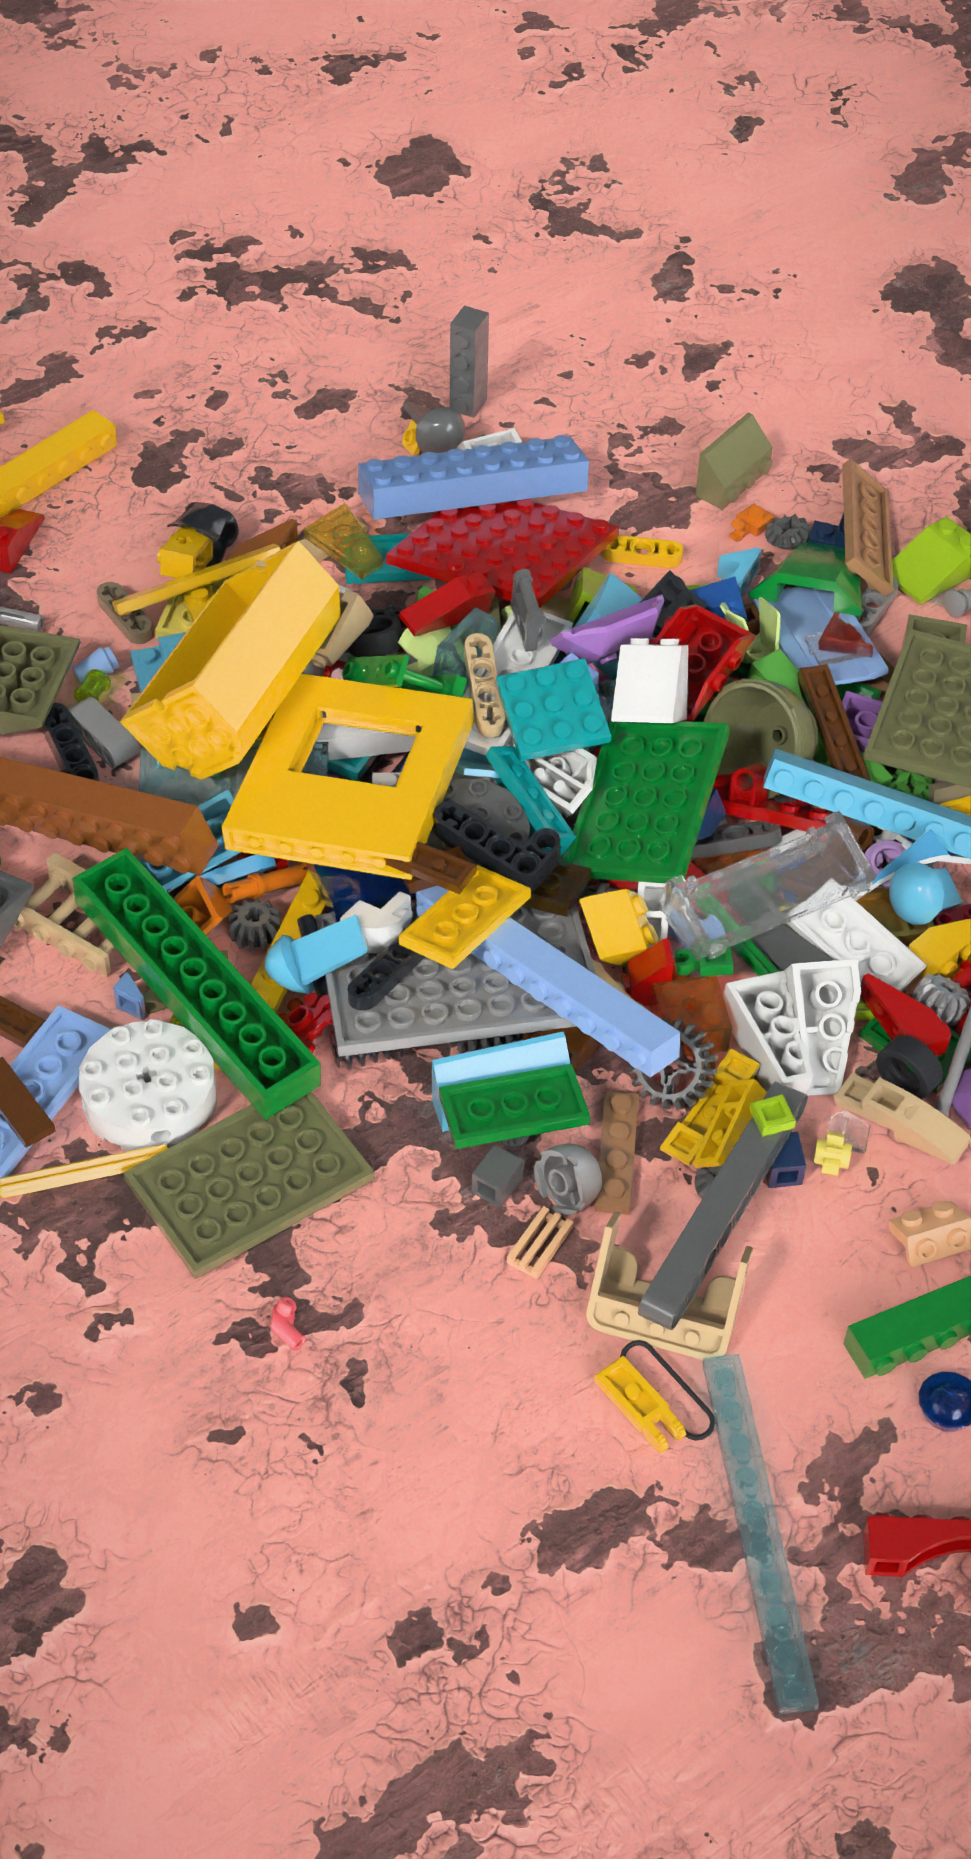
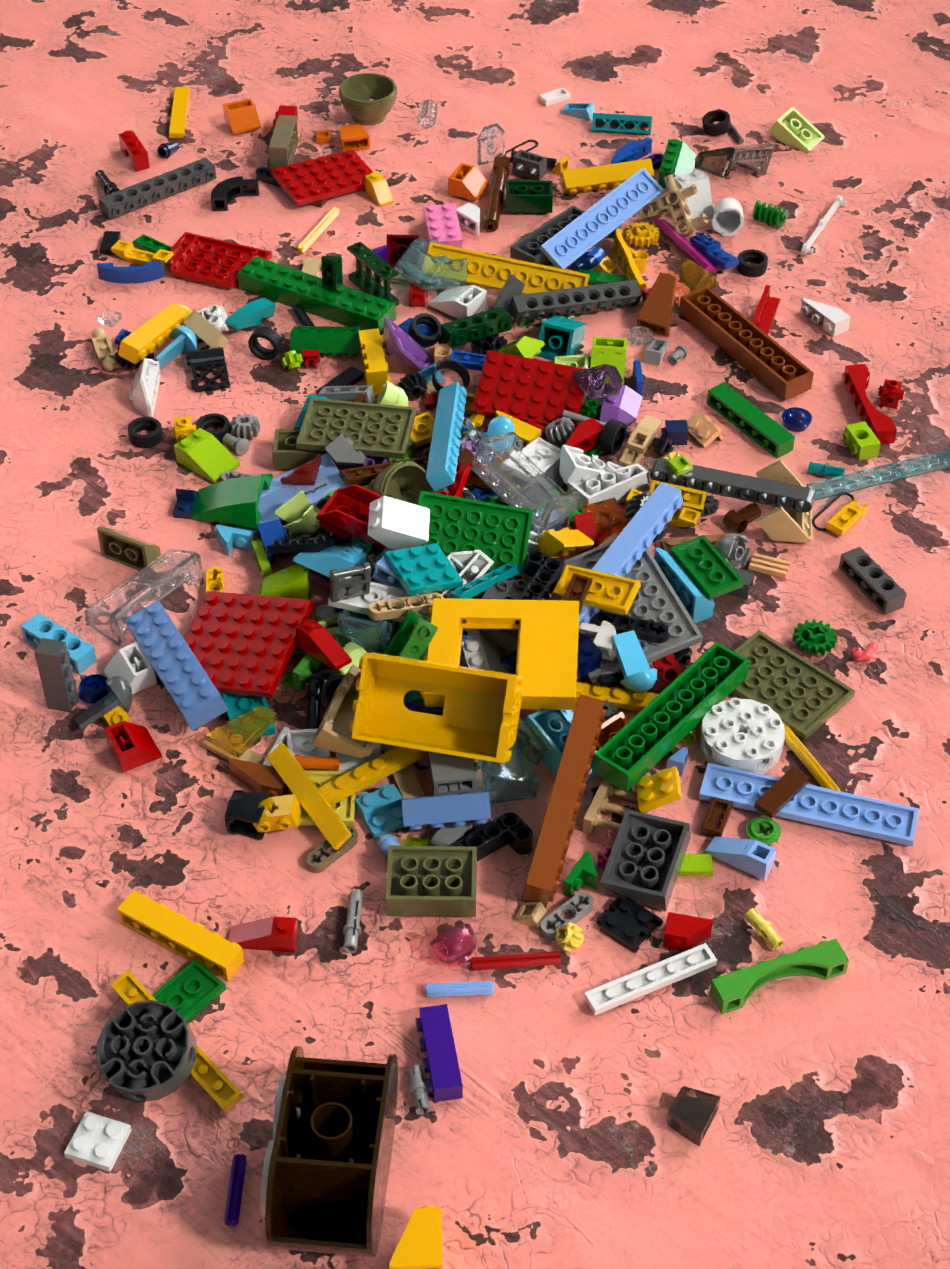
camera: 100 degrees left, 5 degrees down
(57, 931) = (658, 789): none -> yellow plate
(115, 688) = (445, 809): none -> medium blue slope
(337, 1251) = (814, 637): none -> green gear
(355, 440) = (131, 745): none -> red slope
(465, 1371) = (872, 580): none -> dark grey brick
(478, 422) = (93, 688): none -> clear blue hat
(565, 397) = (81, 653): none -> medium azure brick
(604, 636) = (354, 536): medium lavender wedge -> none
(645, 474) = (143, 589): none -> clear windscreen
(663, 1219) = (739, 520): none -> reddish brown piece
(750, 520) = (176, 541): orange plate -> none
(783, 1407) = (826, 470): none -> teal axle
(793, 537) = (189, 528): dark grey gear -> none
(844, 1508) = (861, 441): none -> lime brick
(867, 528) = (181, 481): medium nougat plate -> none
(870, 678) = (344, 453): none -> light grey slope
(883, 1147) = (662, 446): none -> black gear
(924, 1180) = (676, 431): none -> dark blue brick

